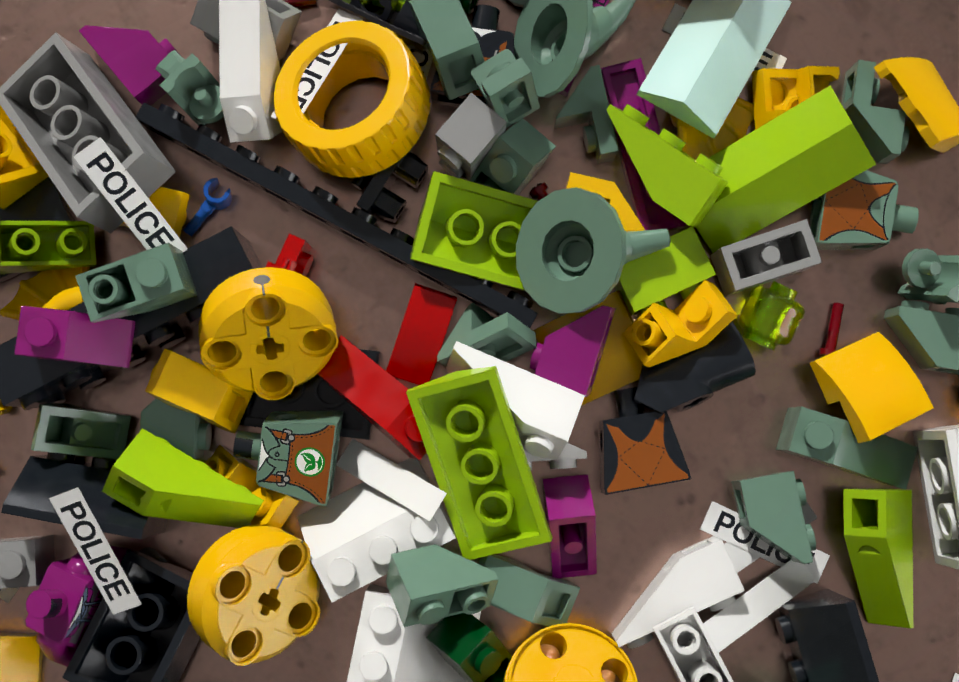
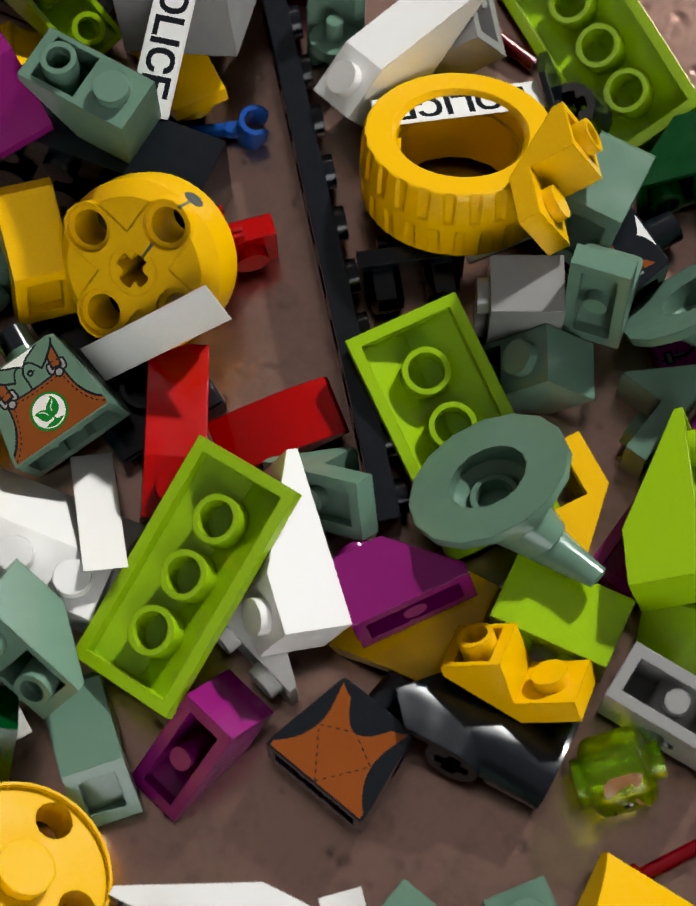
camera: 50 degrees right, 15 degrees down
(316, 363) = (156, 333): none -> white sticker
(415, 49) = (553, 167): none -> yellow slope

